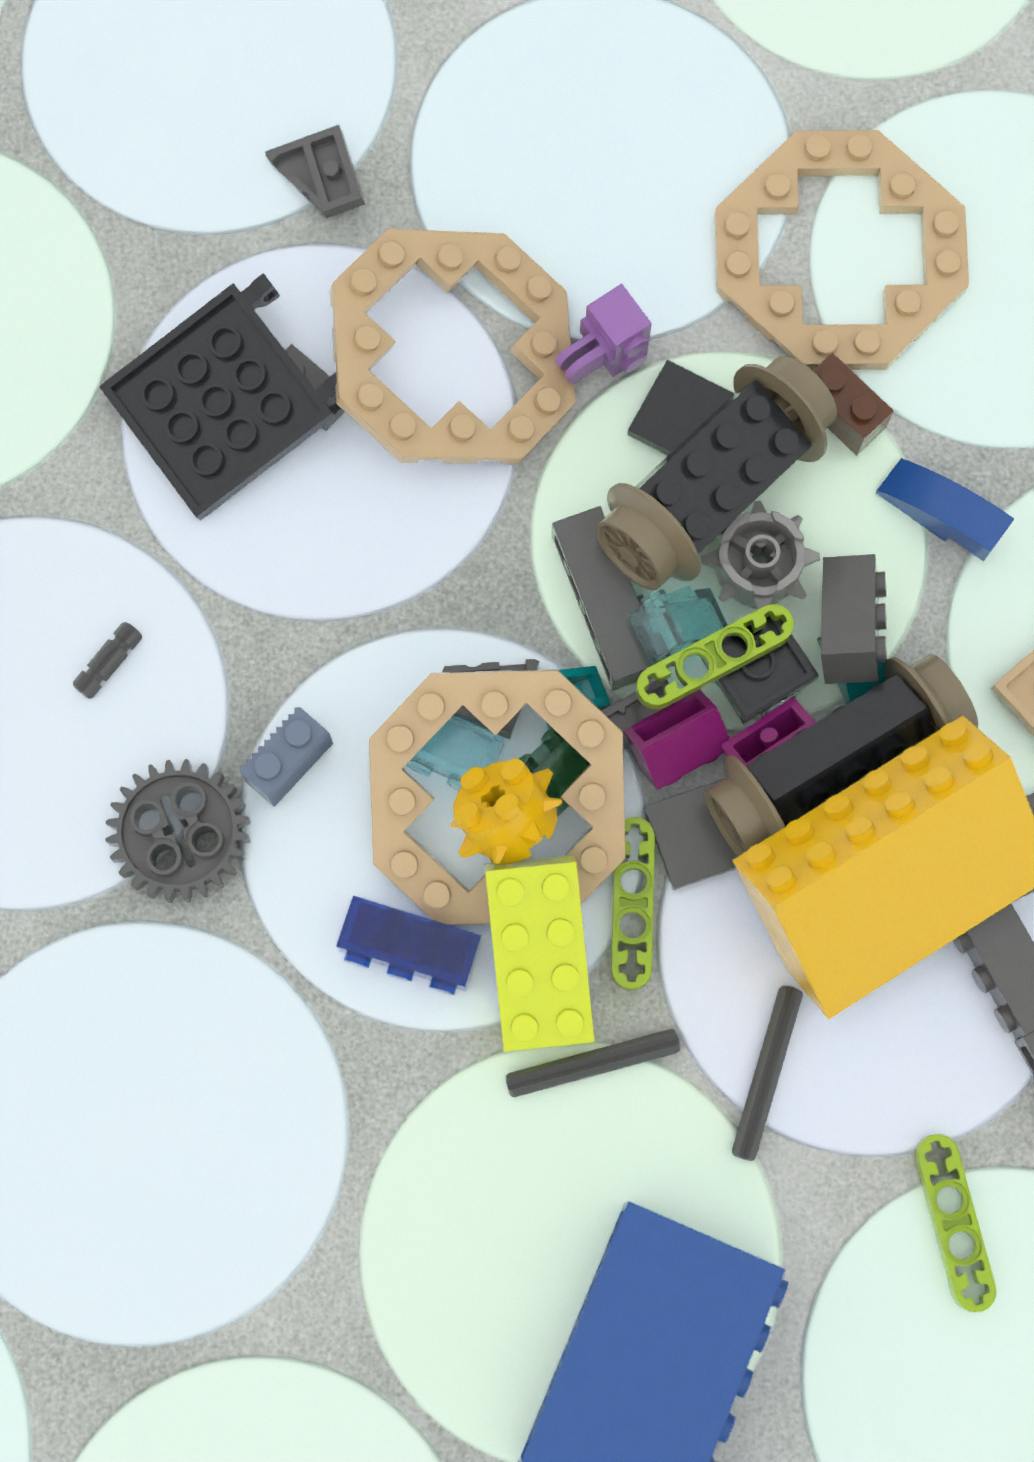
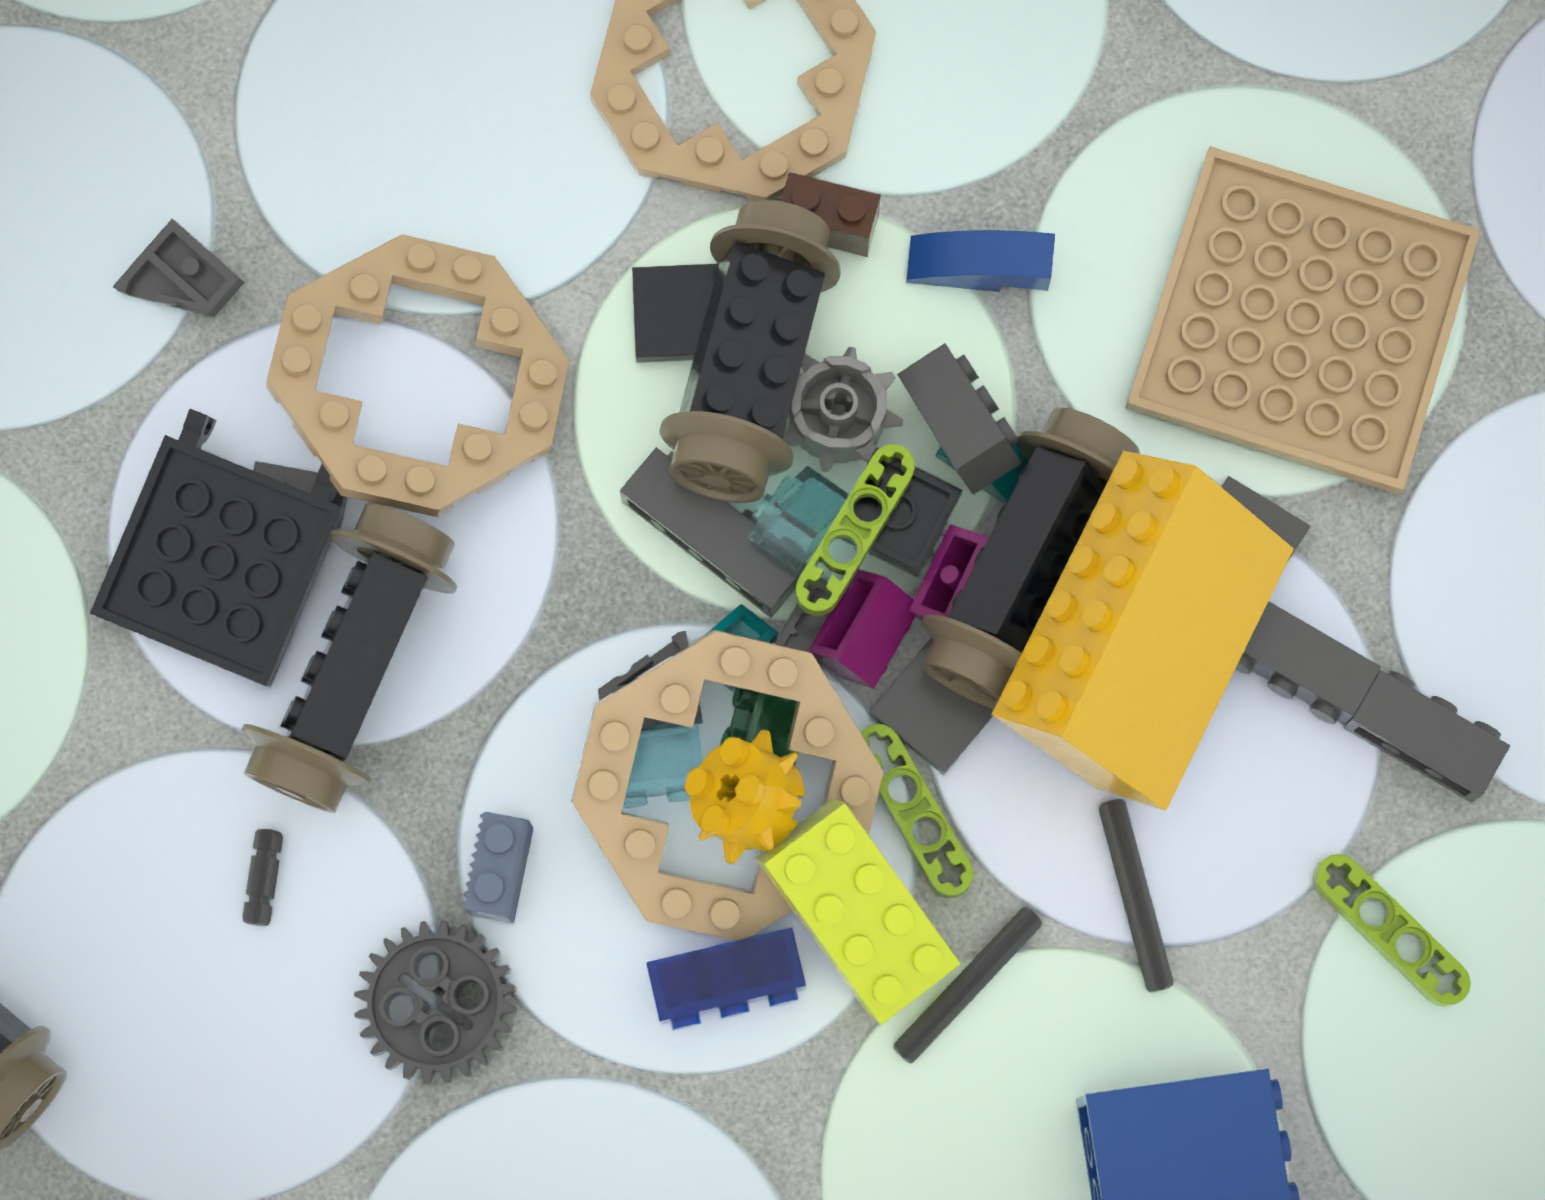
camera: 30 degrees left, 0 degrees up
(287, 519) = (399, 561): none -> brick
(613, 336) = (570, 276): medium lavender brick -> none

